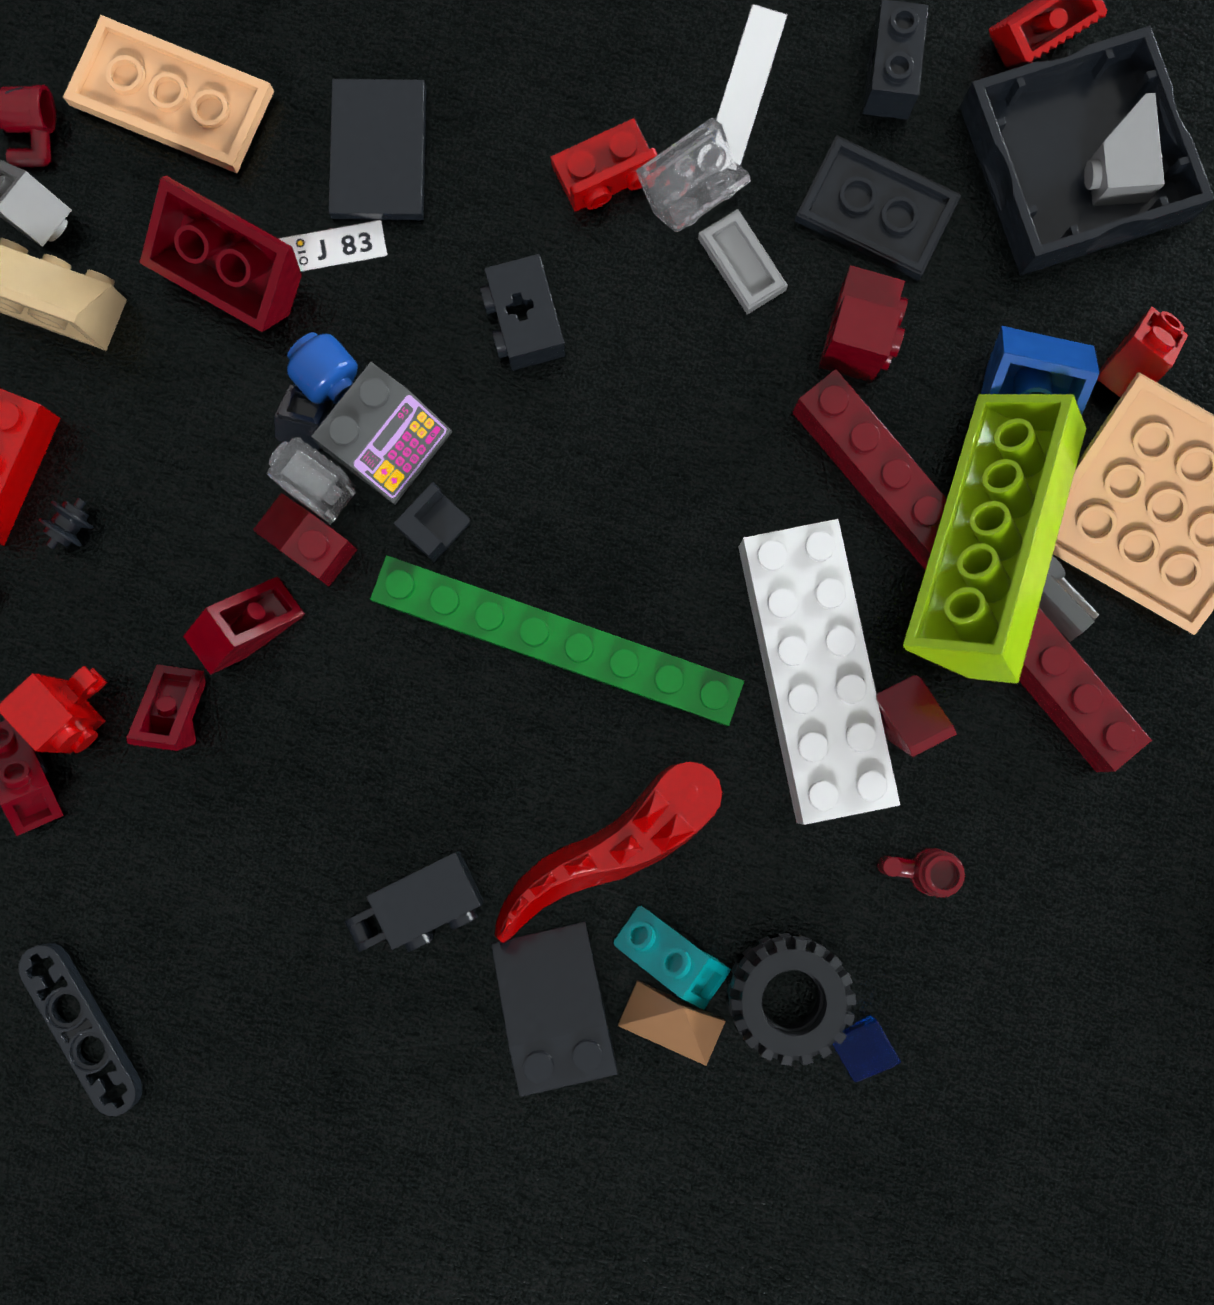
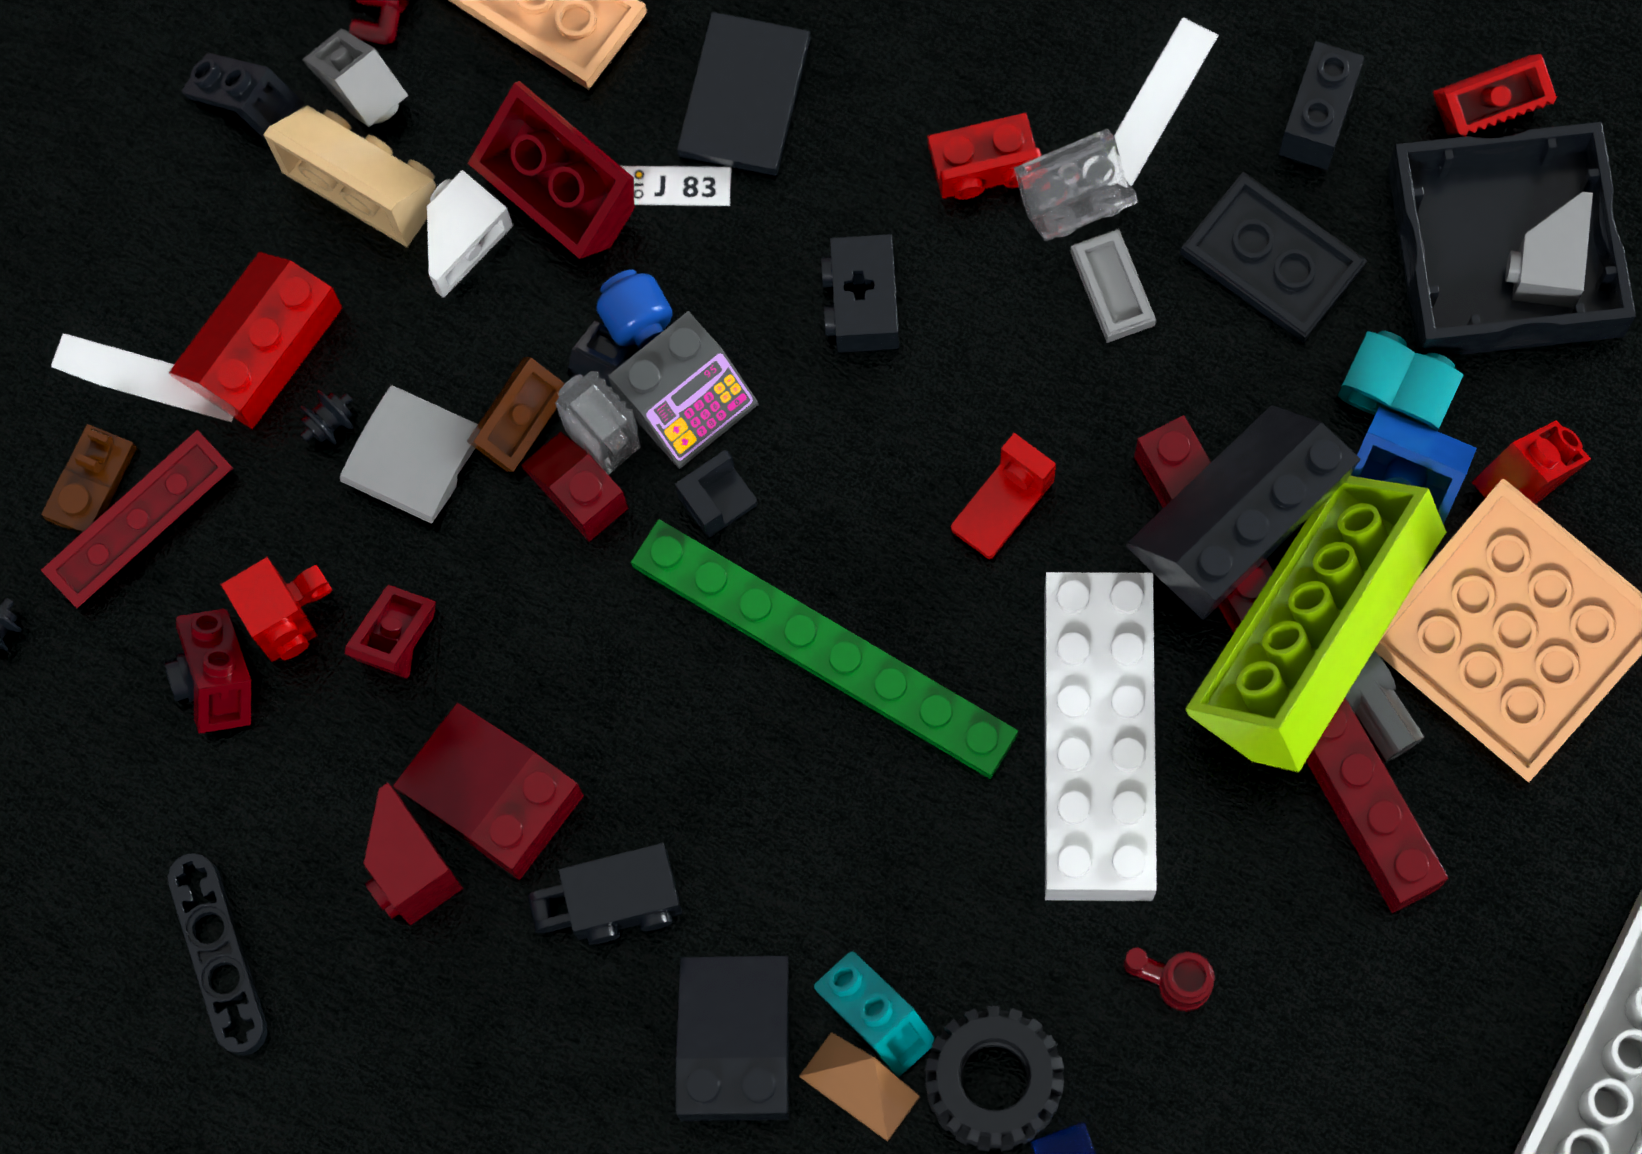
camera: 20 degrees right, 10 degrees down
(149, 326) = (461, 229): none -> white slope
(151, 541) = (410, 454): none -> light grey slope
(225, 916) = (404, 863): none -> dark red slope
(238, 486) = (517, 414): none -> reddish brown plate
(242, 624) = (488, 560): dark red slope -> none
(288, 832) = (489, 790): none -> dark red slope
(655, 825) = (893, 864): red animal -> none
(689, 474) = (1005, 497): none -> red bracket
(865, 325) = (1226, 375): dark red brick -> none
(911, 444) = (1243, 507): none -> black slope
(913, 716) = (1188, 794): dark red slope -> none
(1013, 298) = (1400, 380): none -> teal brick

